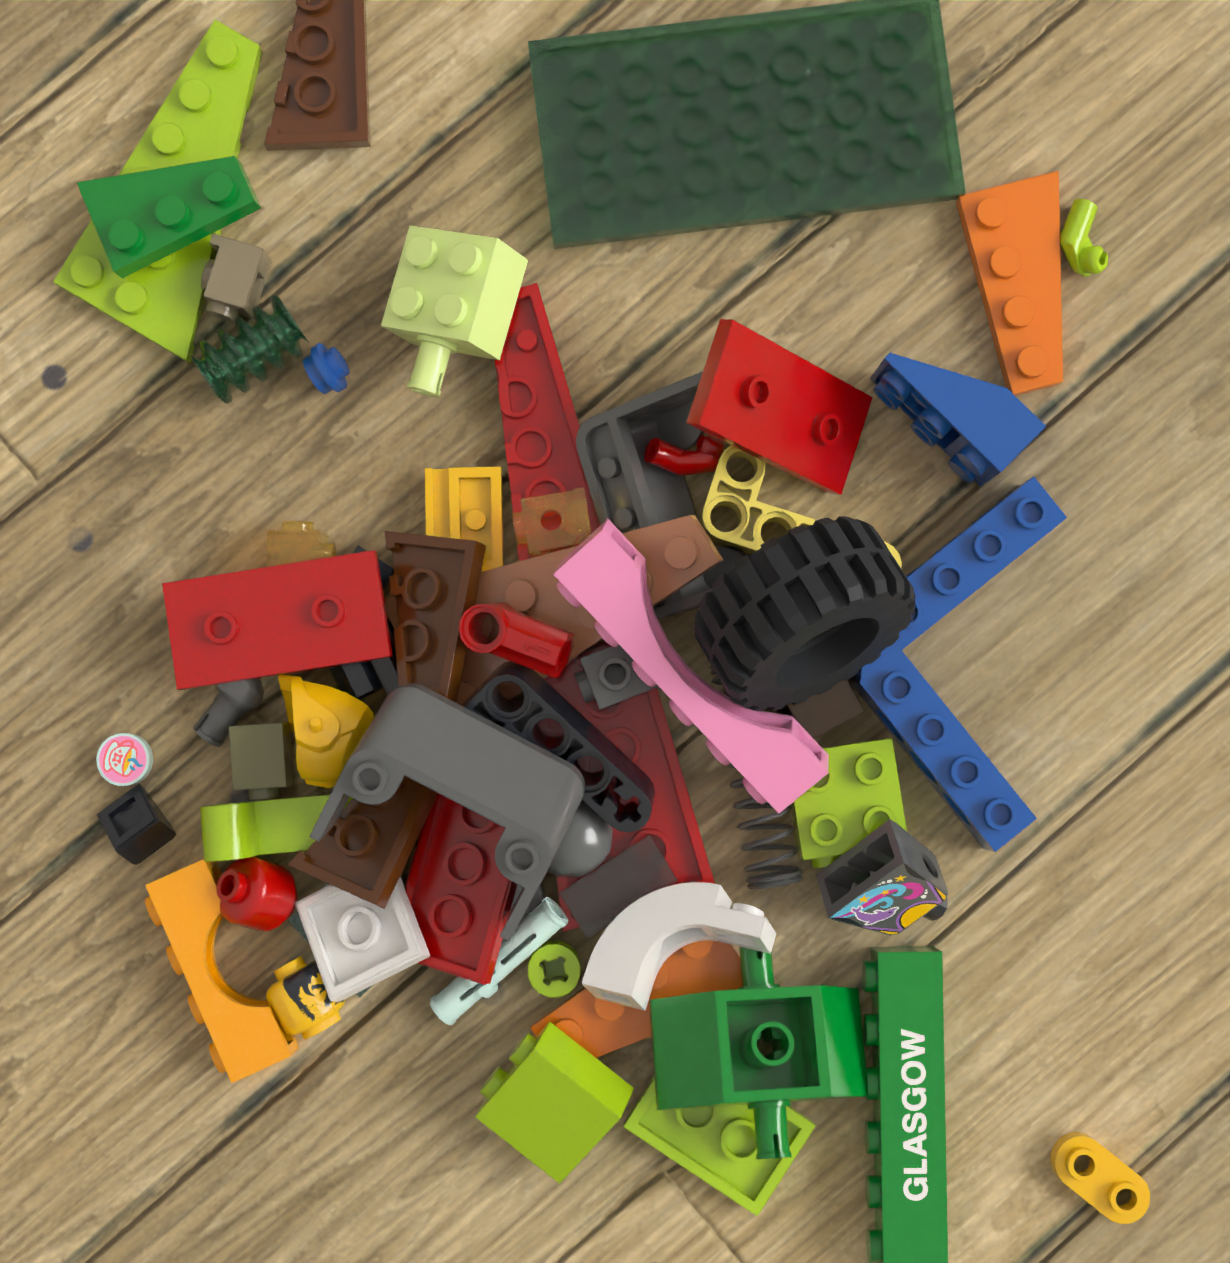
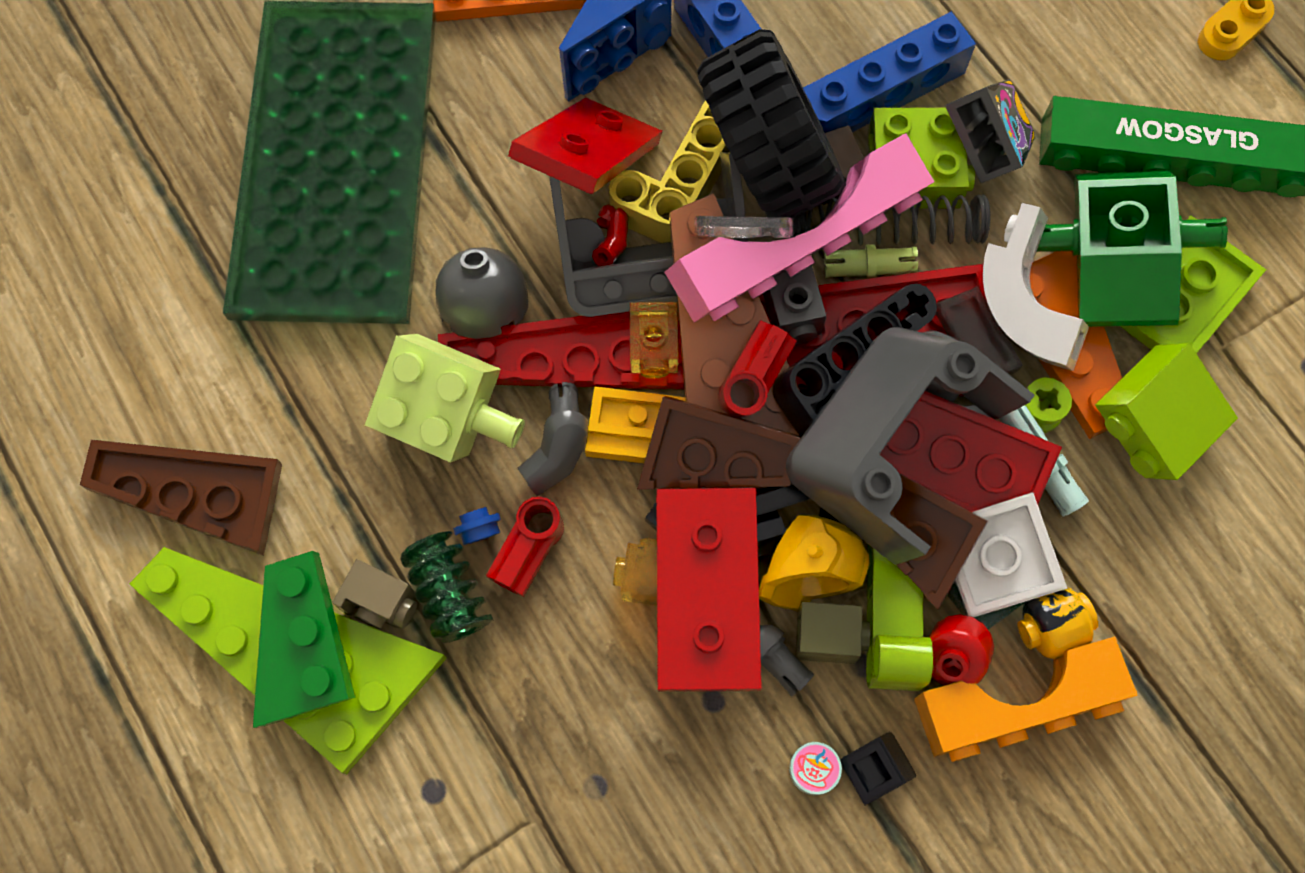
camera: 75 degrees left, 15 degrees down
(309, 424) = (525, 550): none -> red piece
(434, 441) = (561, 441): none -> dark grey arm
(590, 322) = (480, 292): none -> dark grey cylinder
(664, 596) = (744, 226): none -> clear tile
(704, 771) = (871, 262): none -> yellowish green pin

